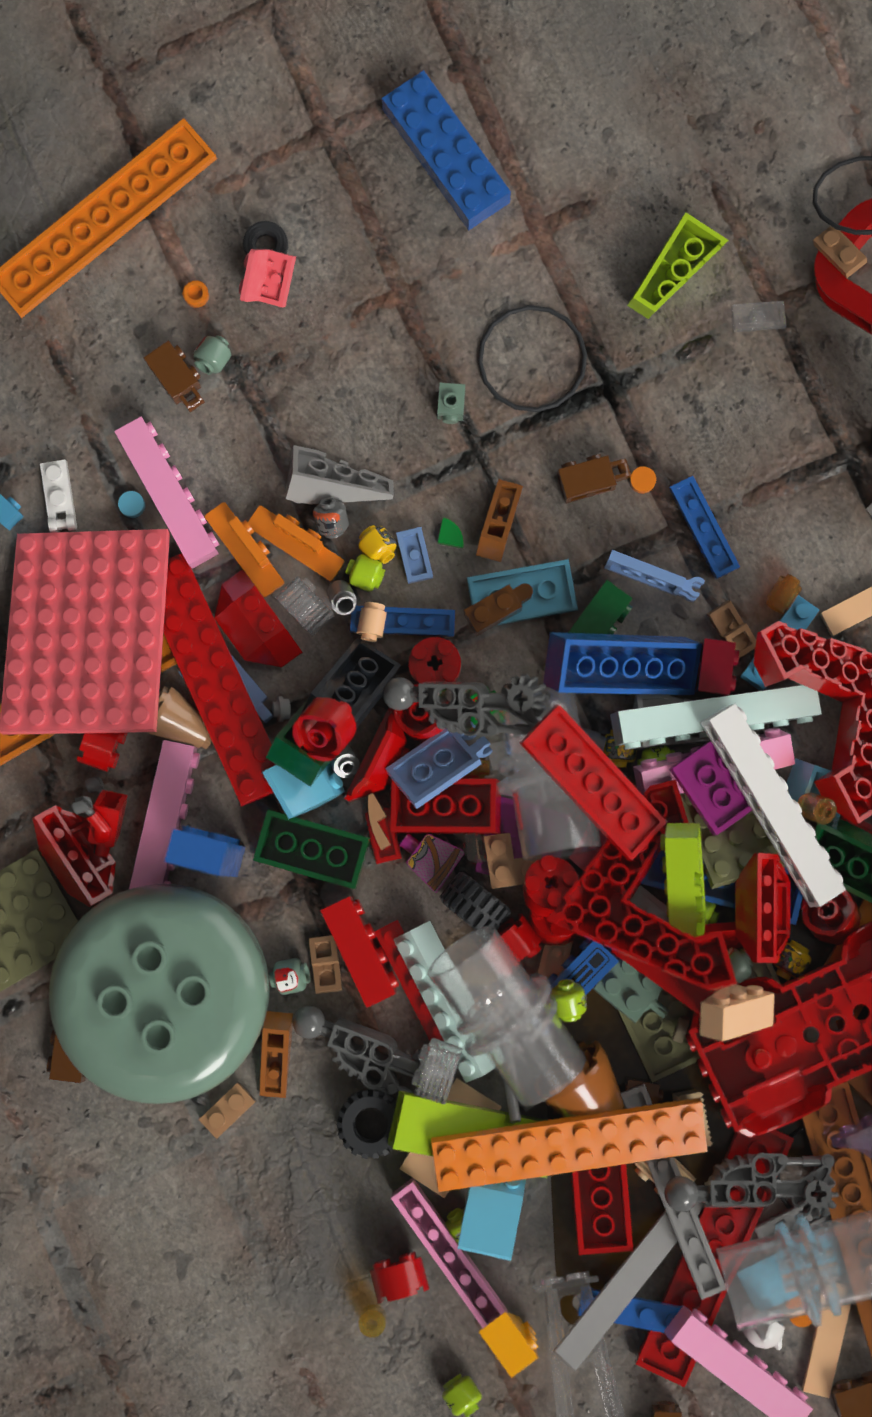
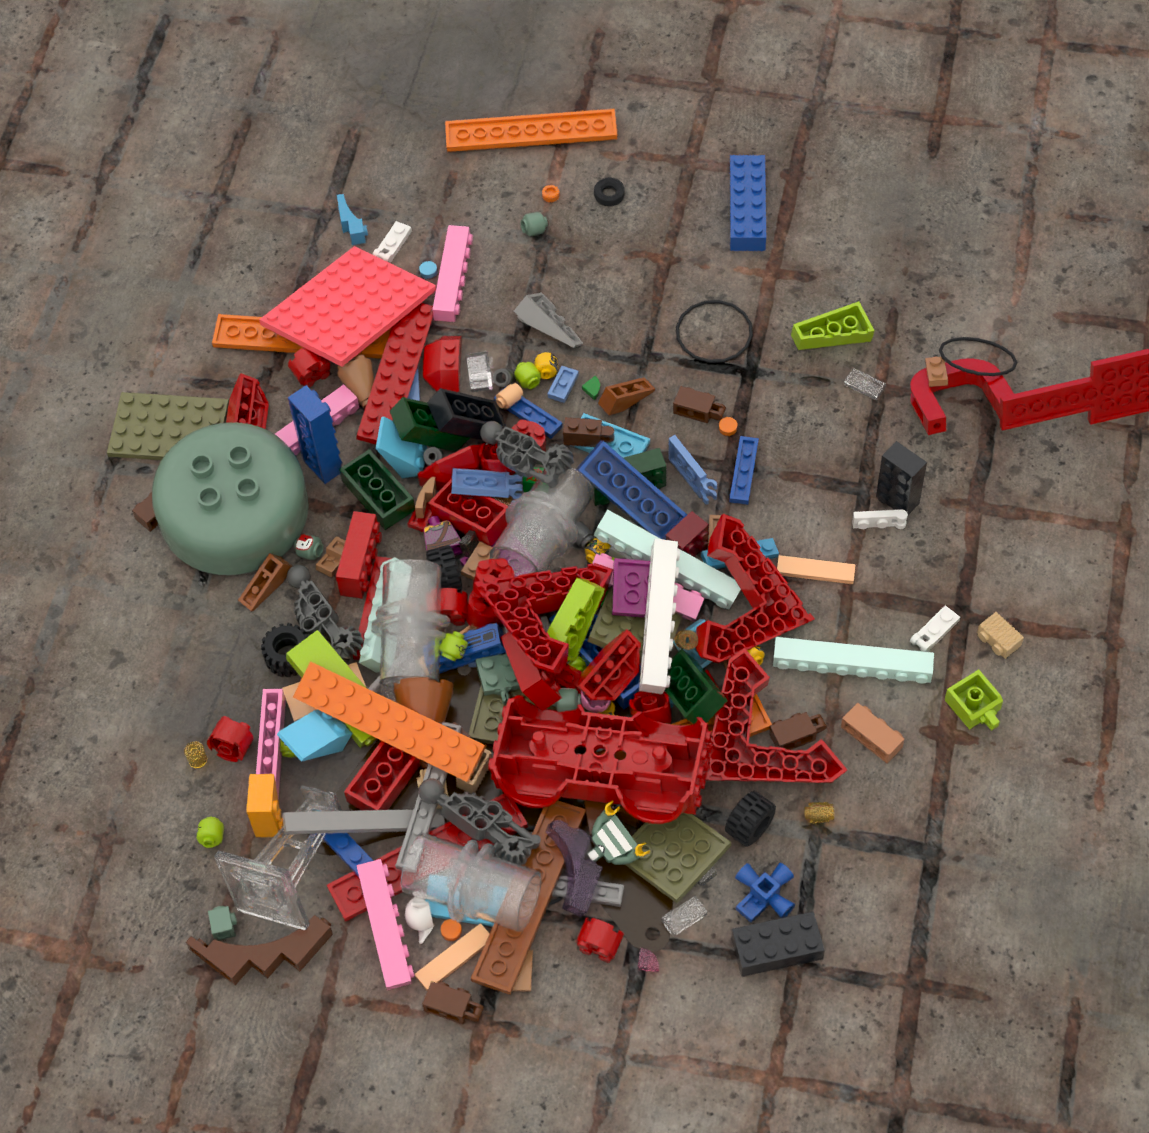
camera: 35 degrees right, 25 degrees down
(105, 816) = (276, 399): red torso -> none
(175, 375) = (505, 221): reddish brown brick -> none
(227, 1110) = (213, 595): medium nougat plate -> none
(248, 553) = (471, 324): orange bracket -> none
(267, 277) = (593, 201): coral bracket -> none
(296, 542) = (502, 338): orange bracket -> none
(325, 728) = (432, 407): red brick -> none
(330, 518) = (530, 336): dark grey head -> none
(438, 1070) = (347, 633): clear brick -> none
(451, 402) = (648, 322): sand green brick -> none
(593, 782) = (559, 526): red plate -> none
(736, 1012) = (543, 698): light nougat wedge -> none
(783, 593) = (764, 530): clear orange brick -> none

